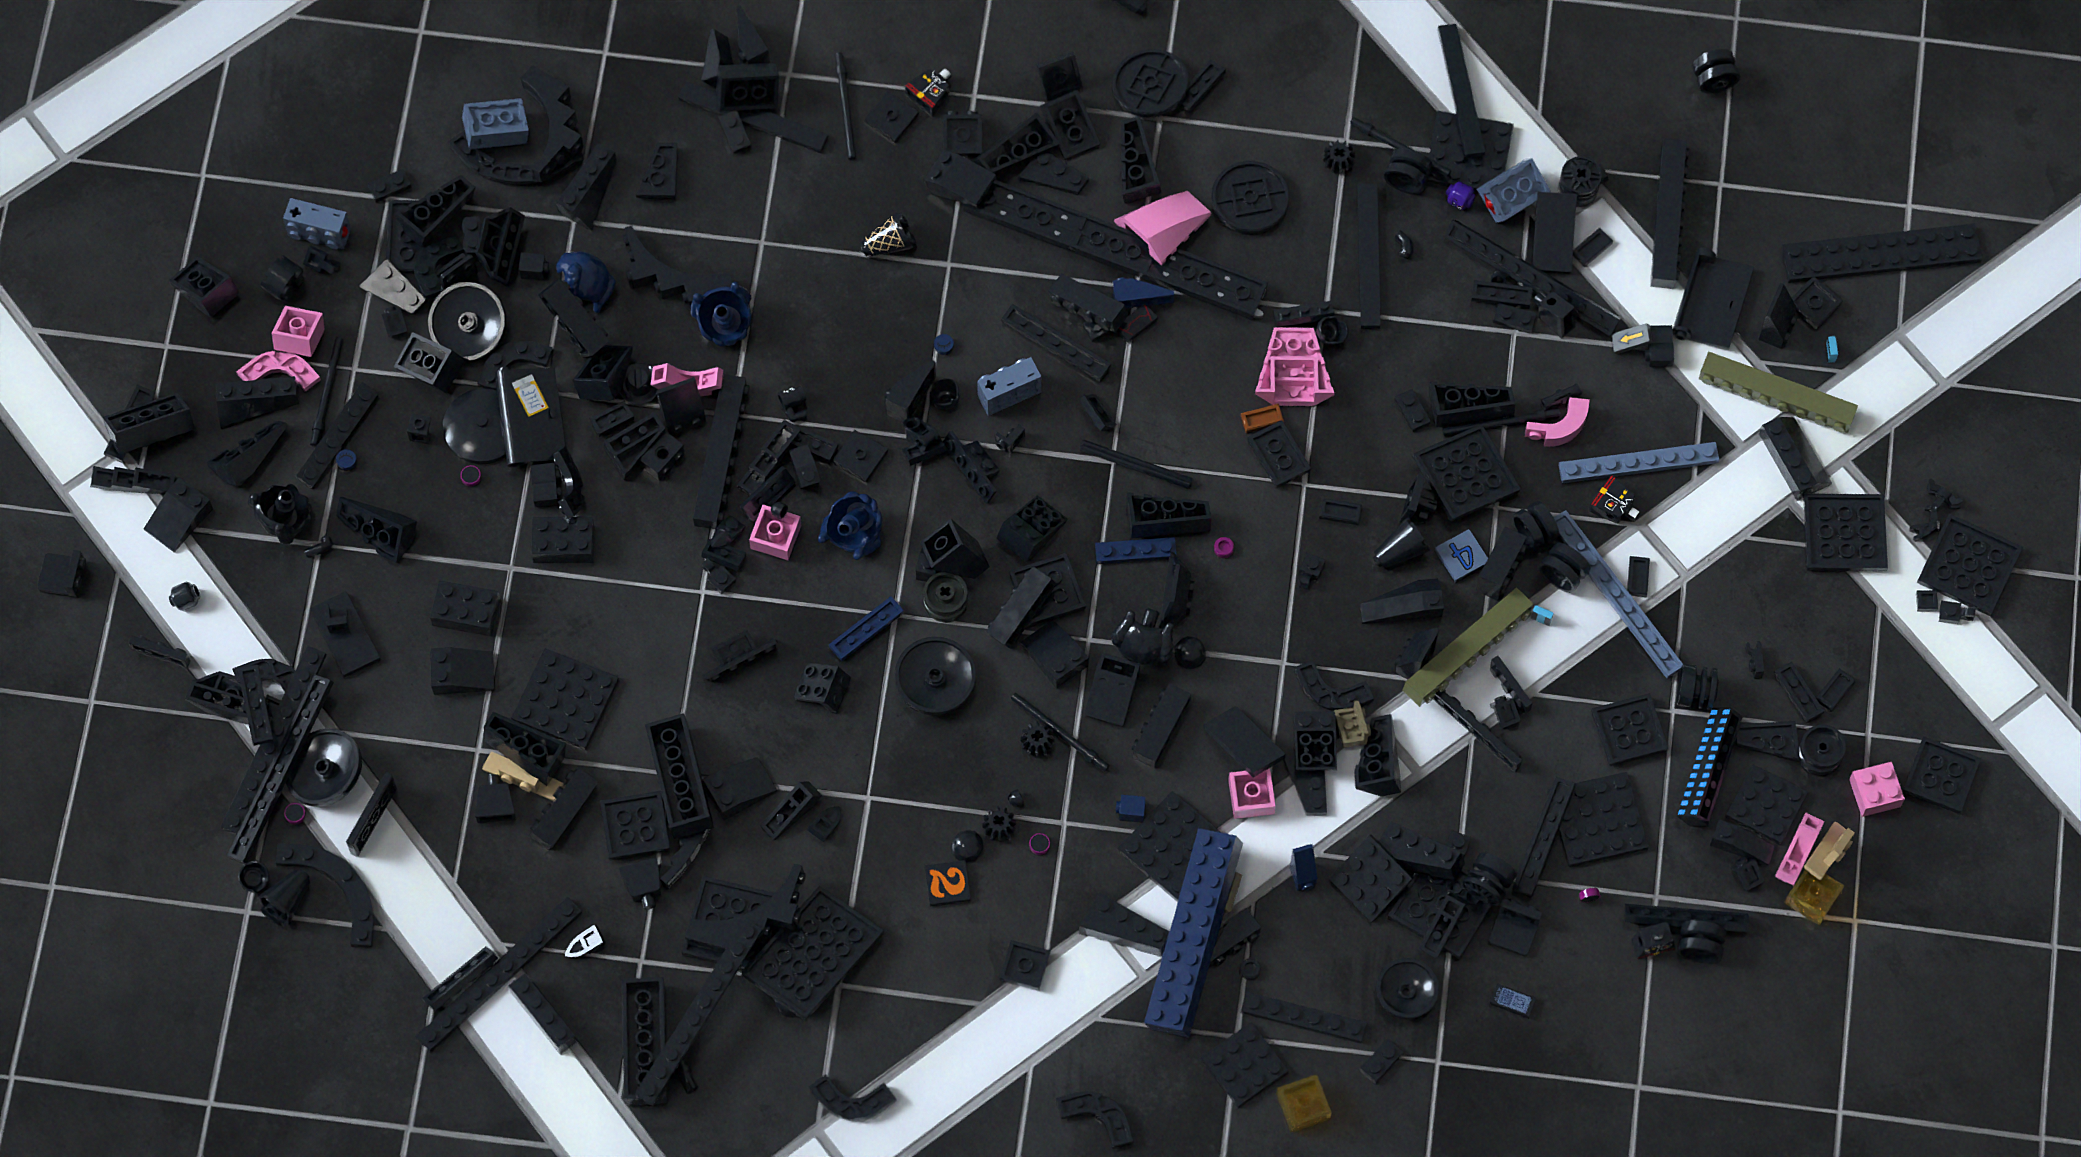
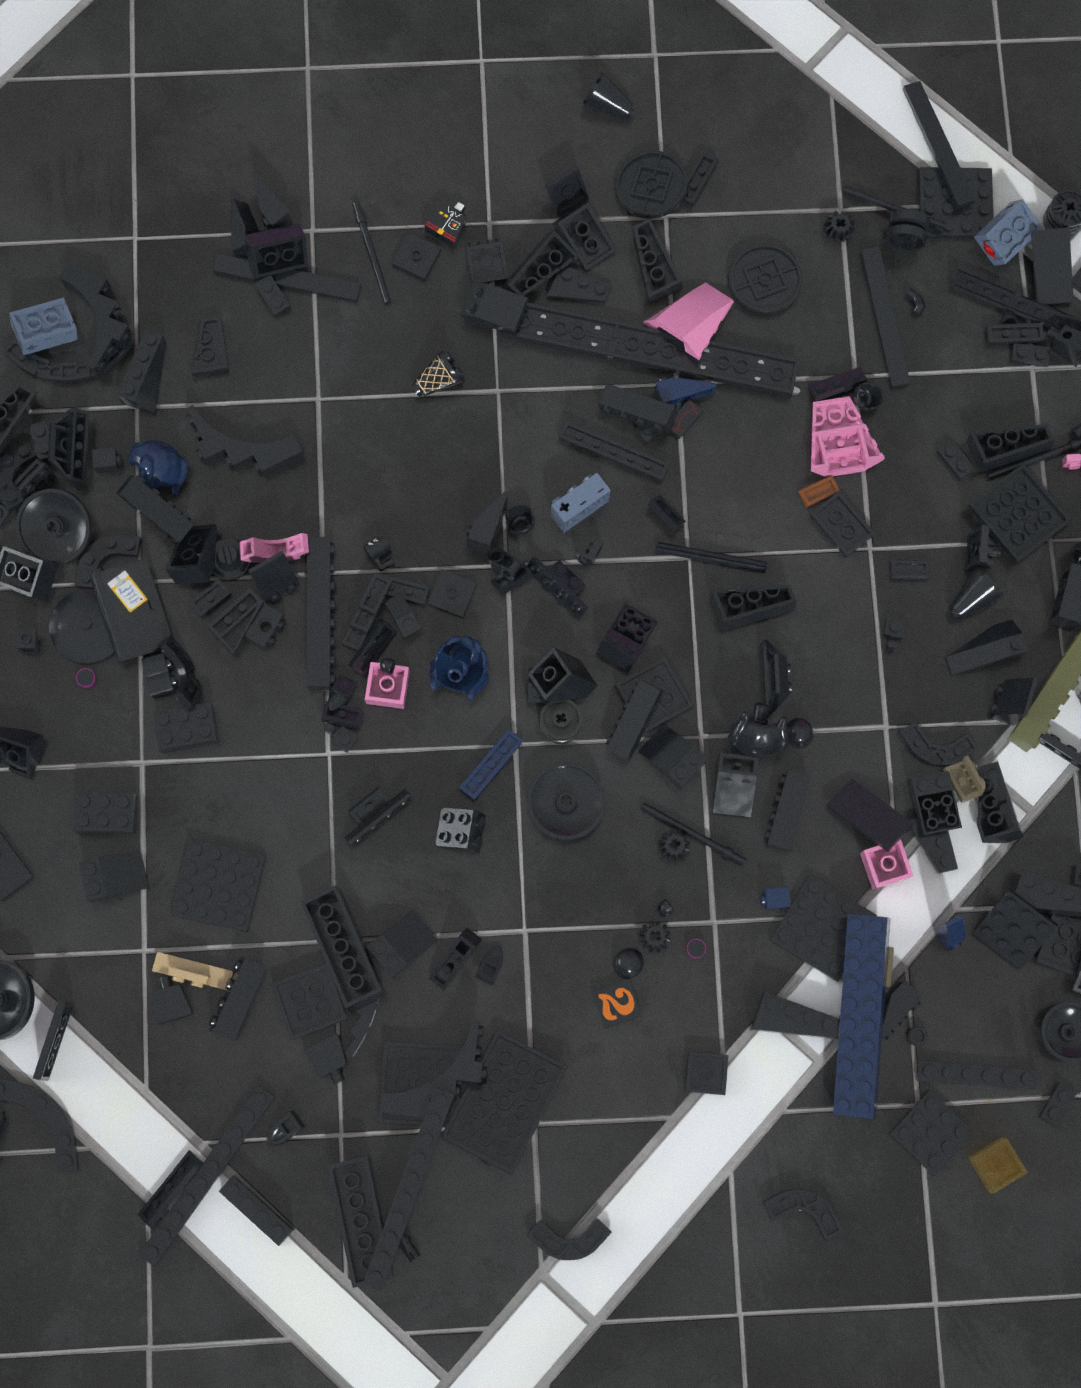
camera: 15 degrees left, 10 degrees up
(525, 746) = (189, 943): black wedge -> none
(723, 314) = (296, 478): dark blue piece -> none
(943, 344) = (509, 470): dark blue tile -> none
(1134, 550) = (727, 641): dark blue plate -> none
(1224, 547) = (809, 624): magenta tile -> none
(1460, 195) = (958, 245): dark purple head -> none
(1461, 555) = (1030, 593): sand blue tile -> none

